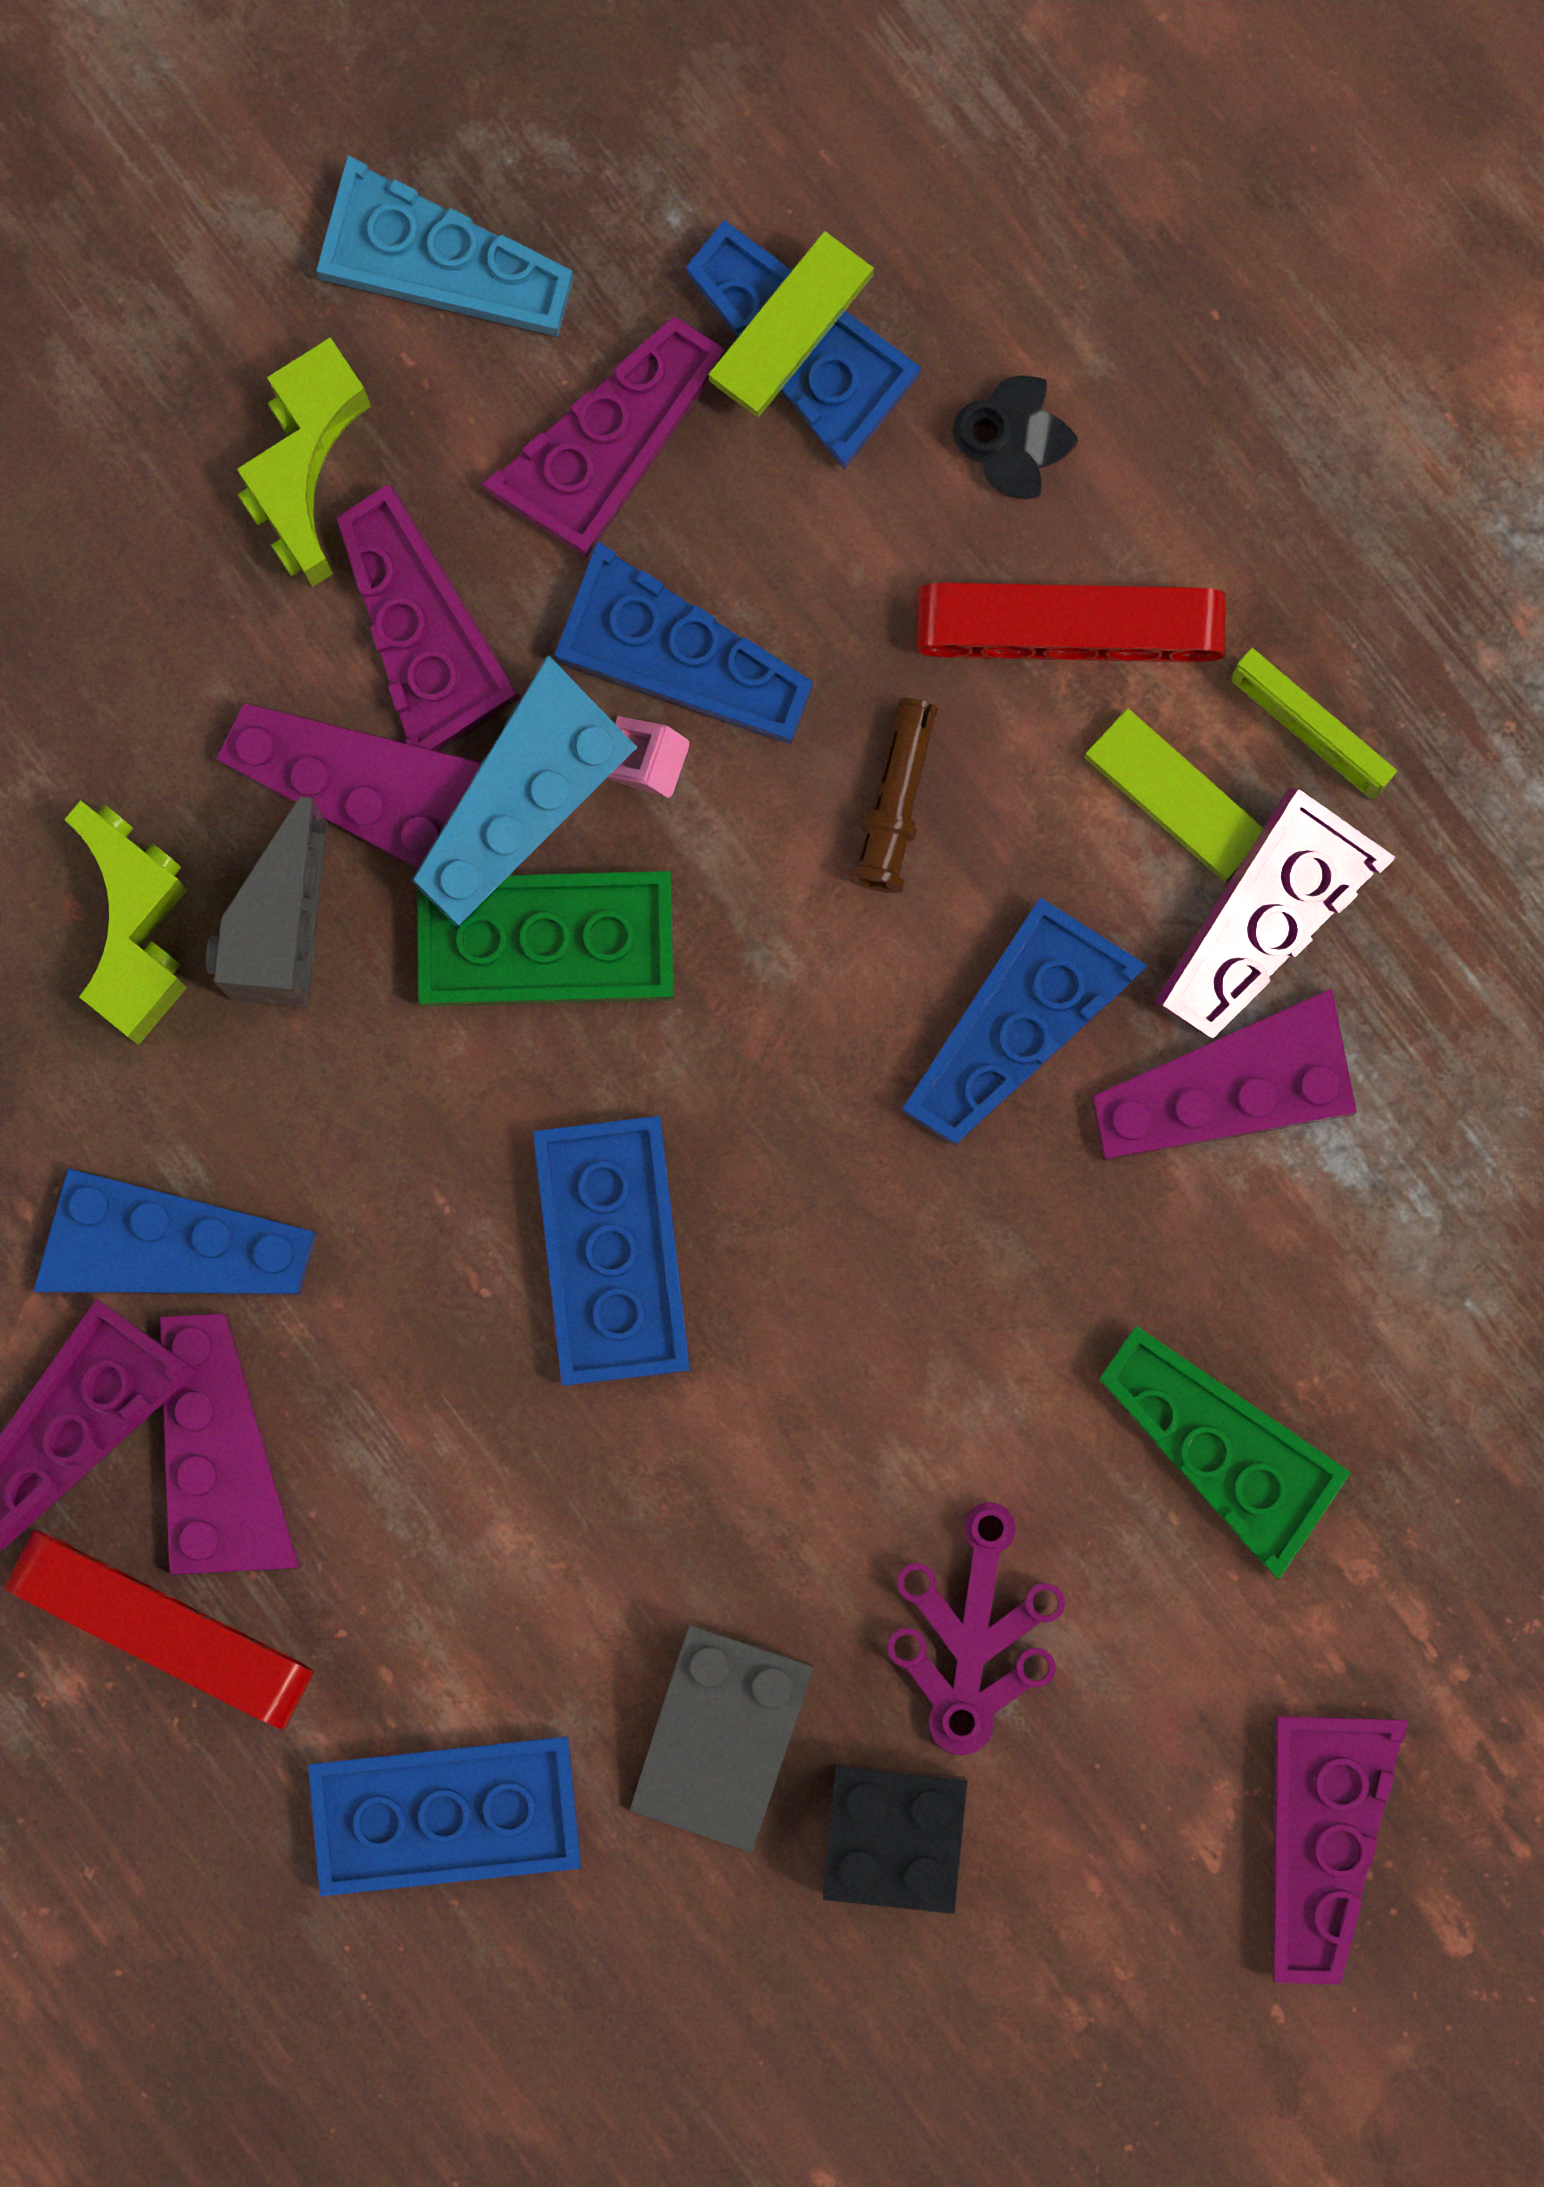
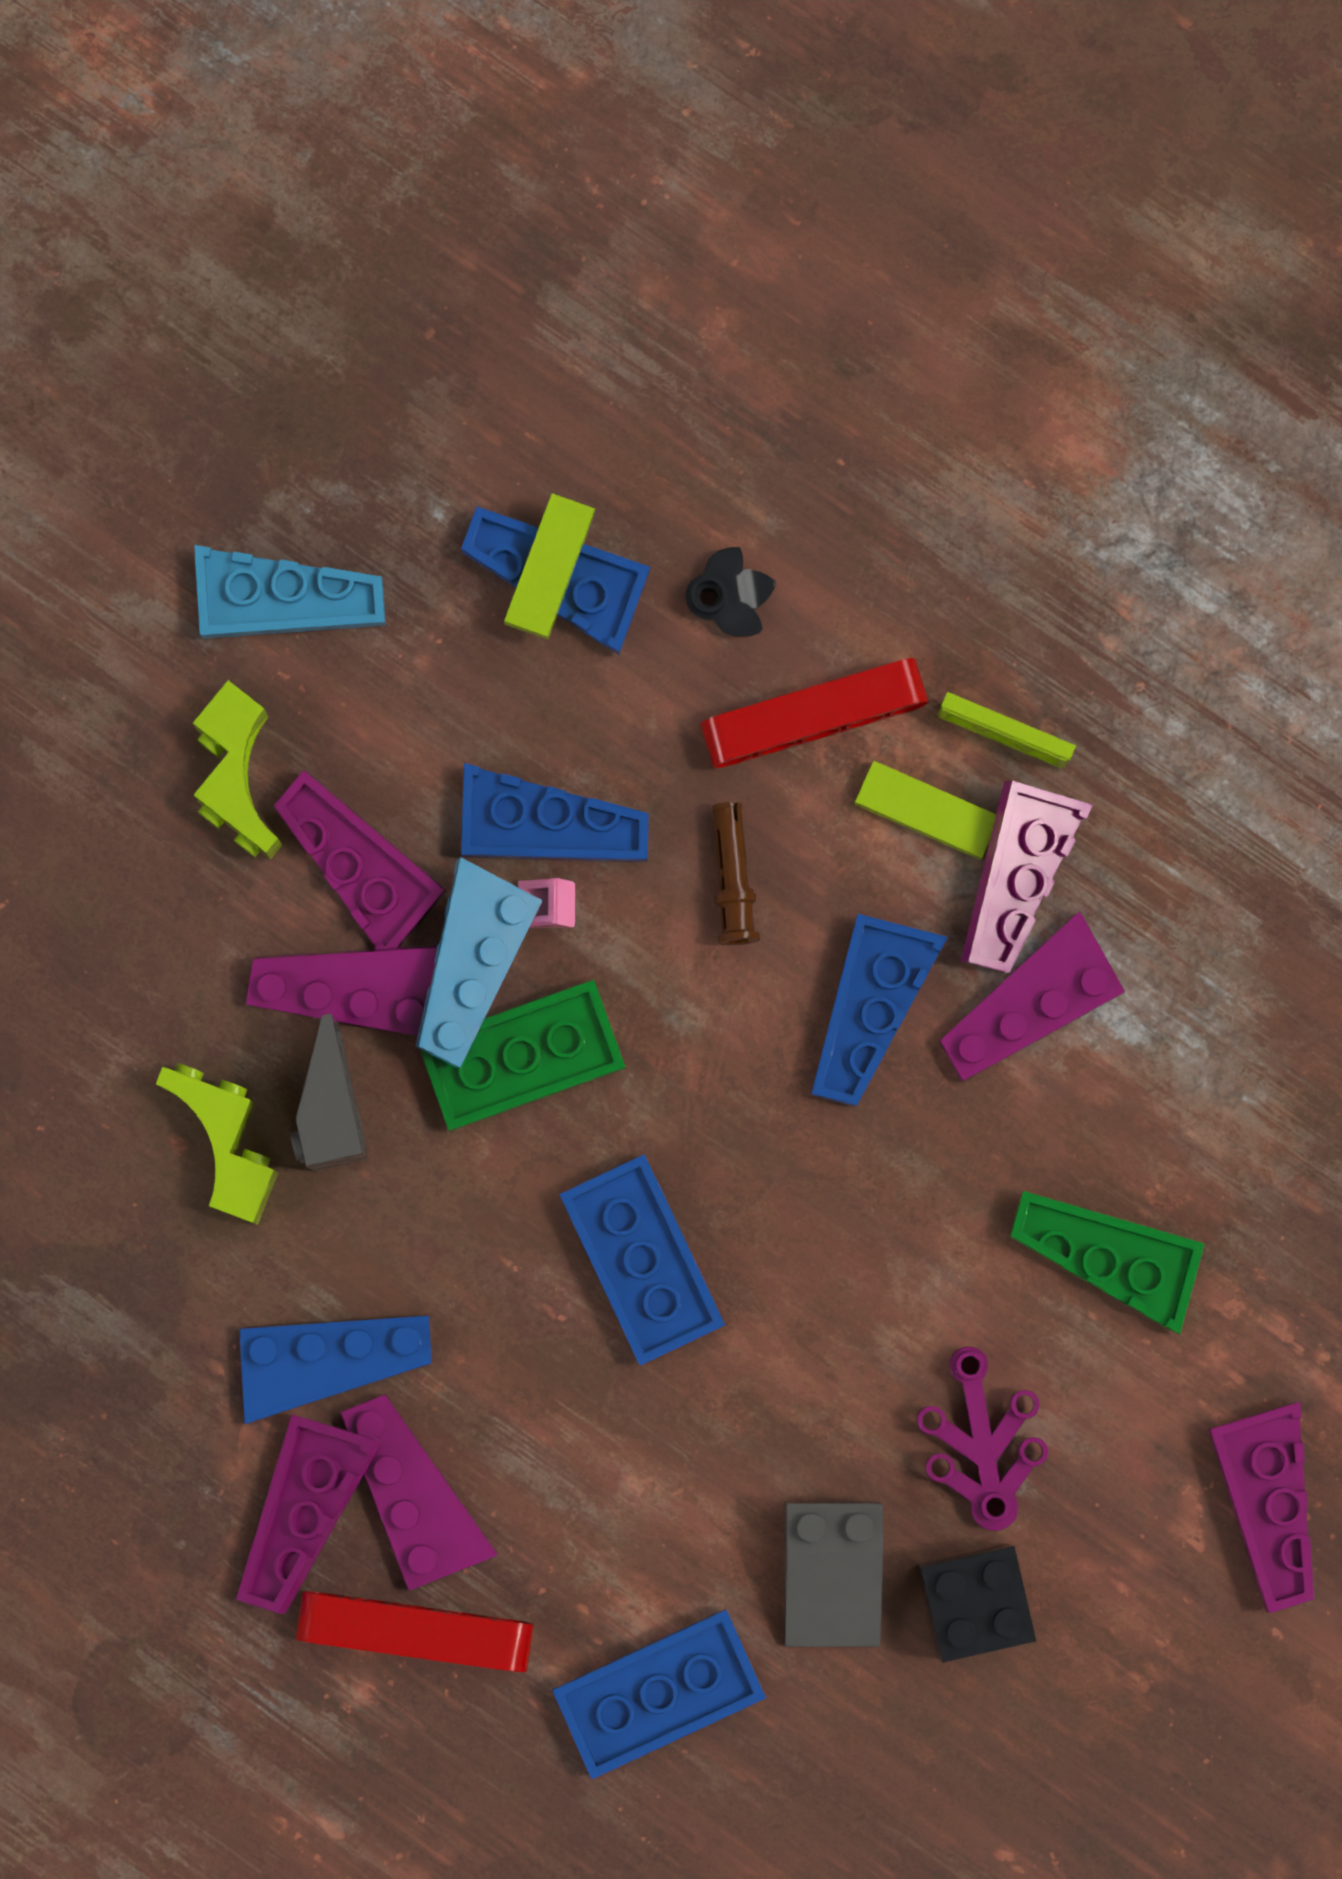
camera: 30 degrees left, 0 degrees up
(598, 453) = (442, 699): magenta wing -> none

